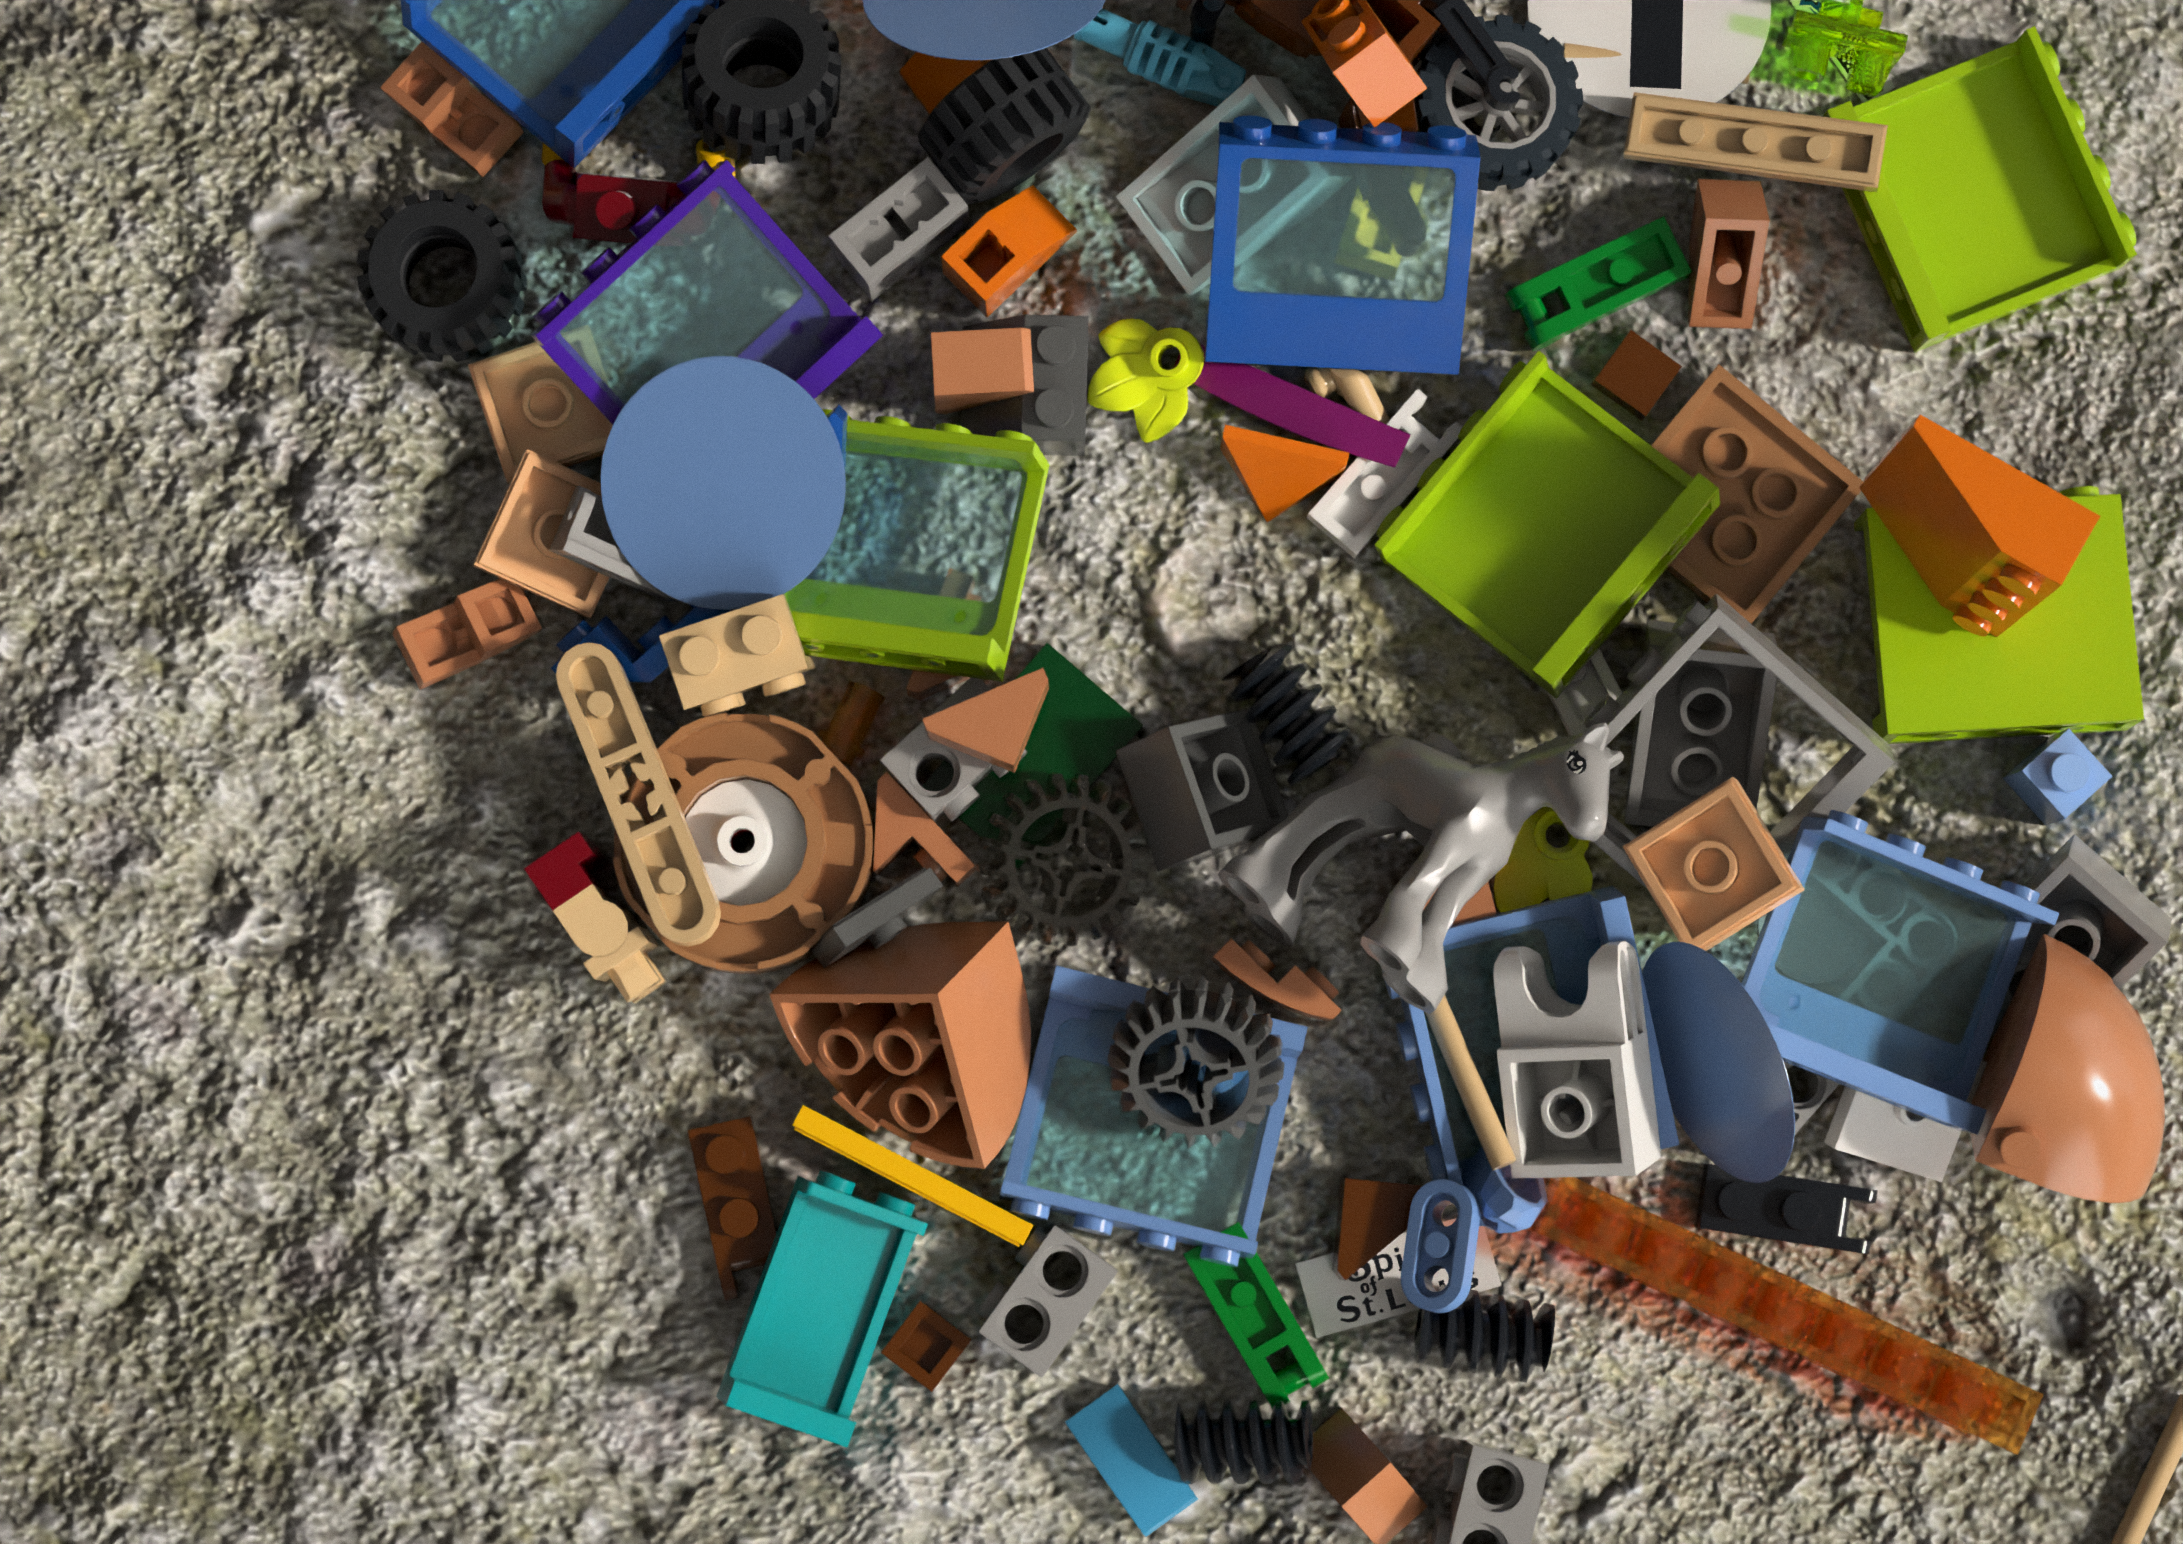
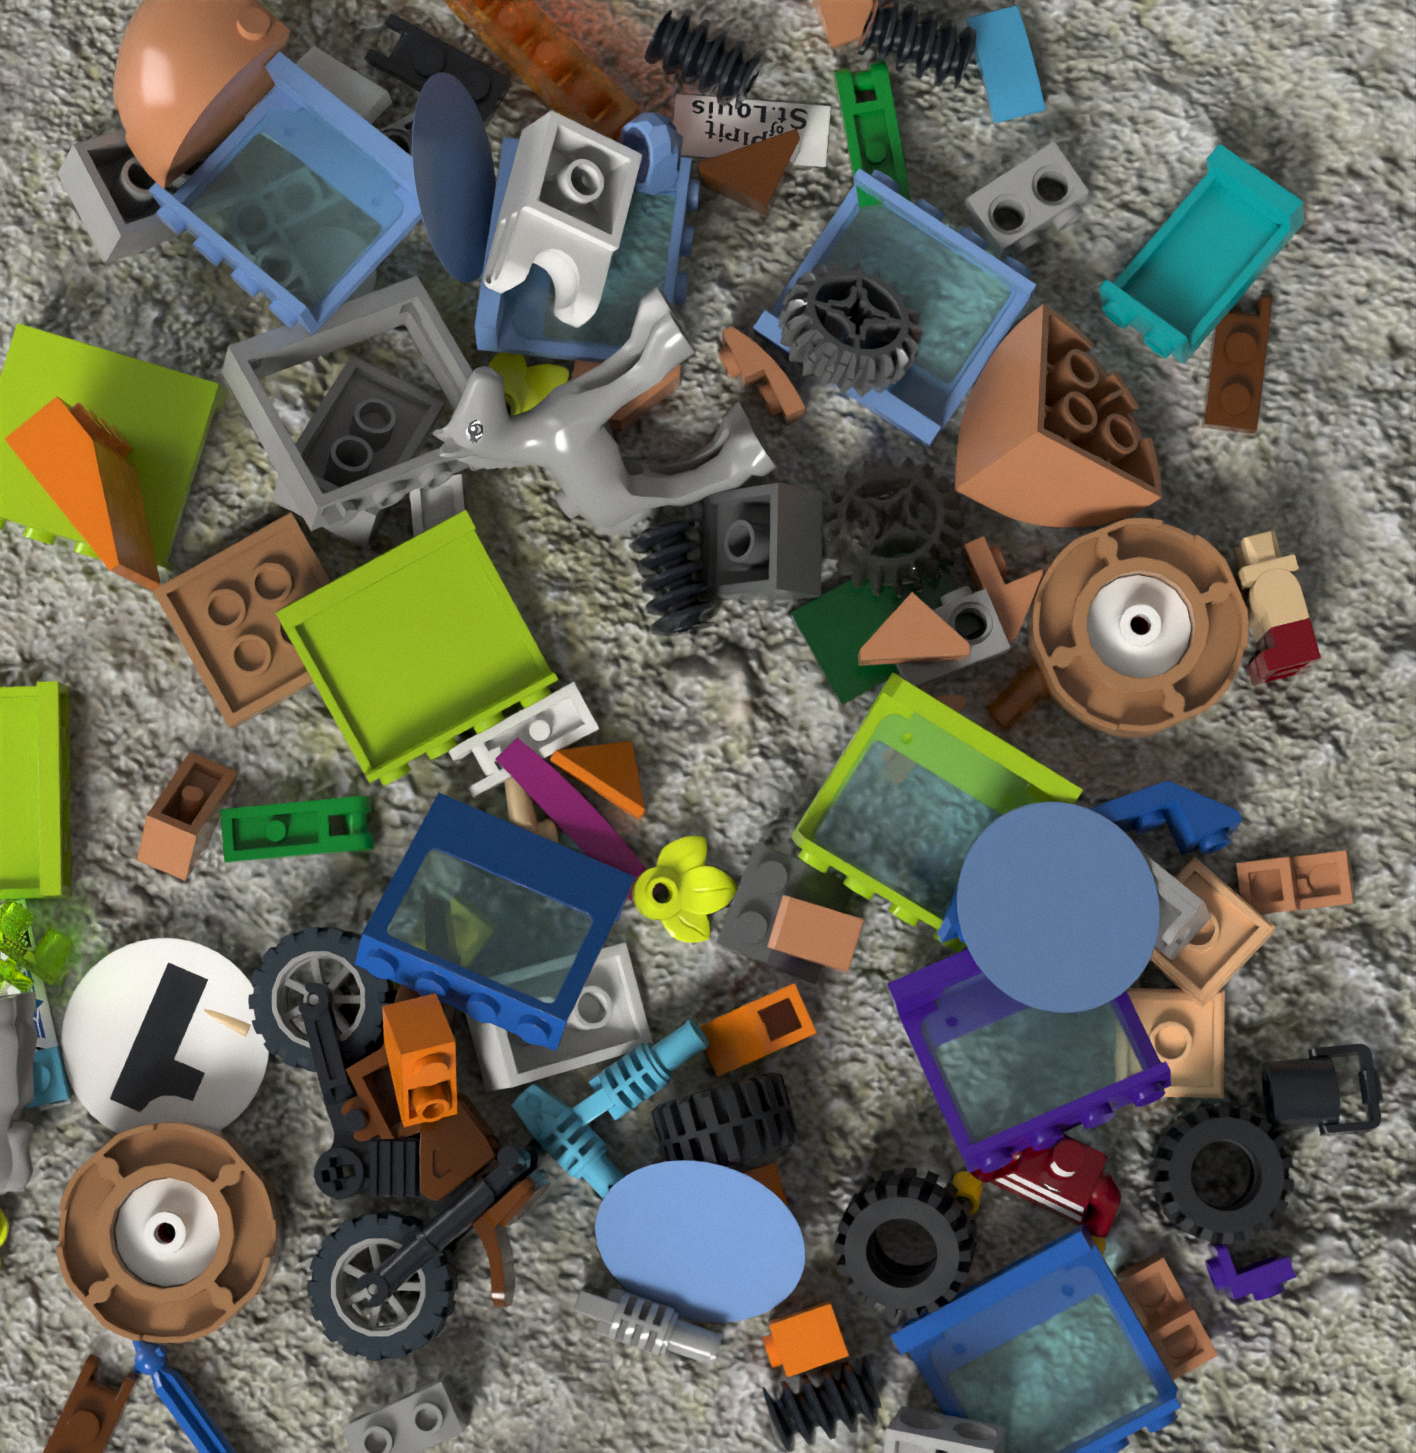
camera: 150 degrees left, 0 degrees up
(365, 182) = (1260, 1278): none -> dark purple bracket
(379, 396) = (1307, 1091): none -> black piece
(659, 853) = (1210, 630): tan piece -> none
(736, 654) = (1095, 766): tan bracket -> none
(878, 919) = (1053, 529): dark grey plate -> none
(899, 229) = (840, 1074): light grey brick -> none
(912, 1176) = (1107, 340): yellow tile -> none
(926, 1345) = (1129, 205): reddish brown tile -> none
(1118, 155) = (640, 1073): none -> medium azure hinge
(1437, 1247) = (716, 125): medium blue plate -> none
(1470, 1086) = (647, 227): tan bar -> none
(1636, 375) = (295, 747): reddish brown tile -> none
(1713, 867) = (398, 322): light nougat tile -> none
(1755, 141) = (128, 890): tan tile -> none
(2057, 777) = (99, 310): light blue brick -> none

